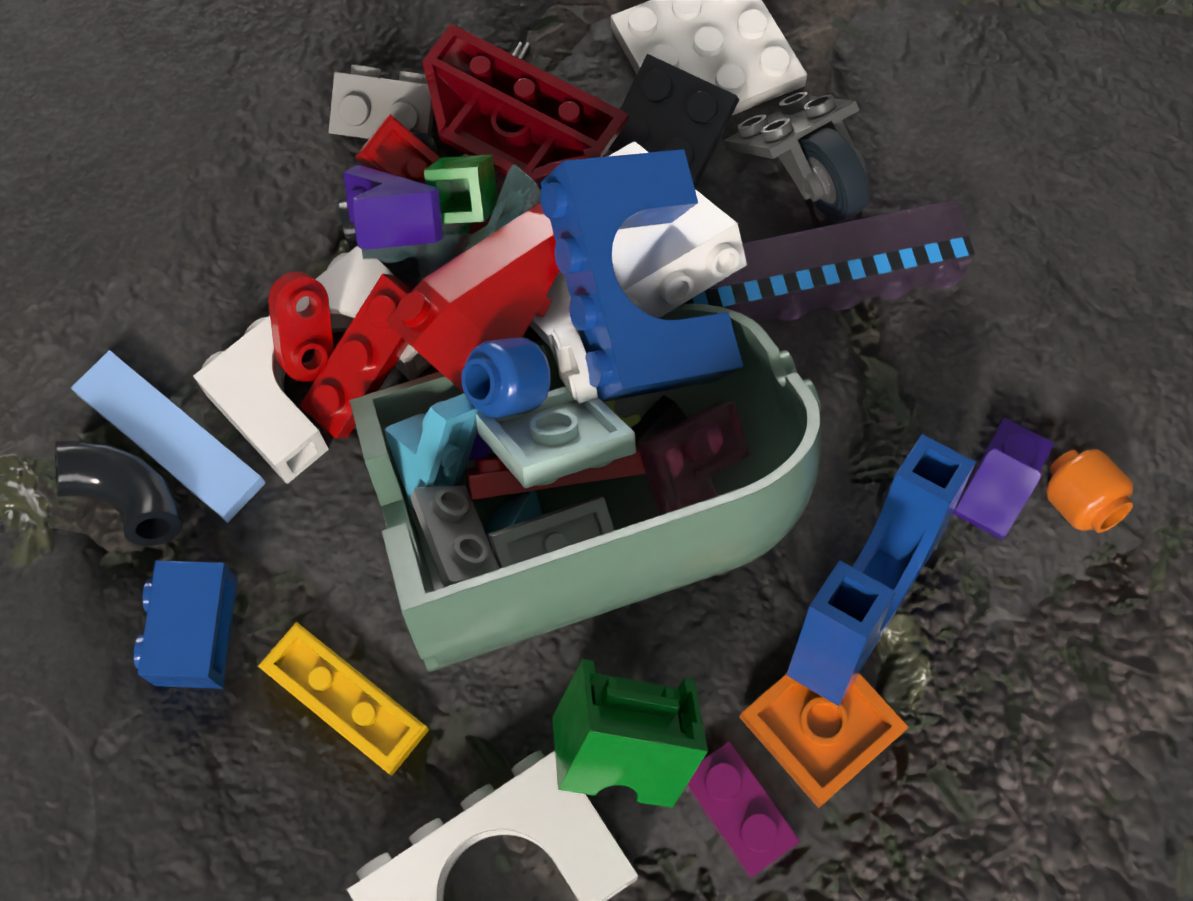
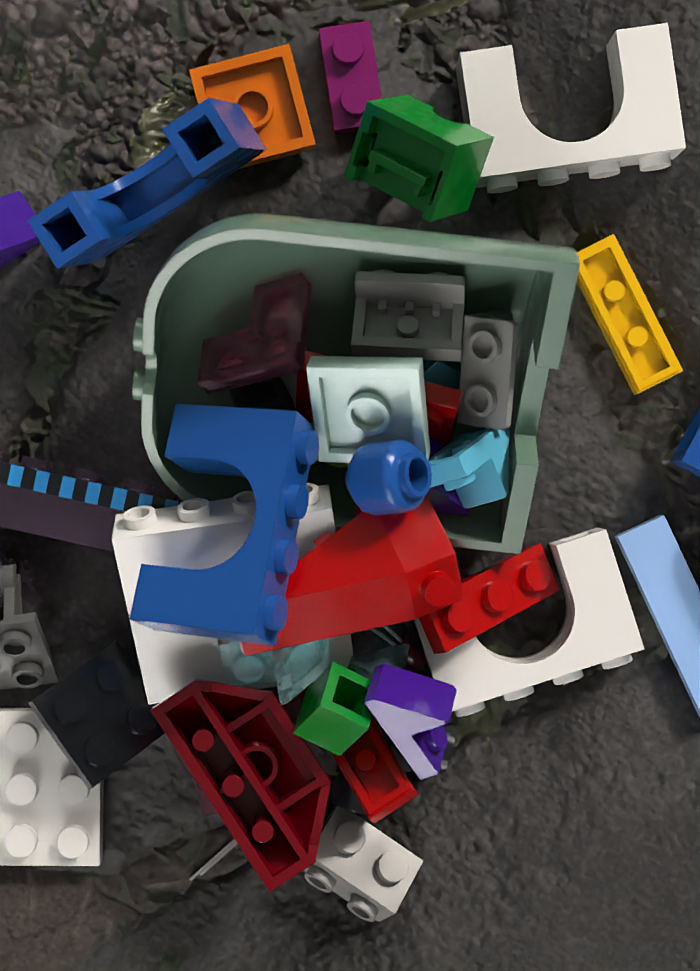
camera: 155 degrees left, 20 degrees up
(303, 330) = (533, 649): red plate -> none
(572, 362) = (322, 471): white tile -> none

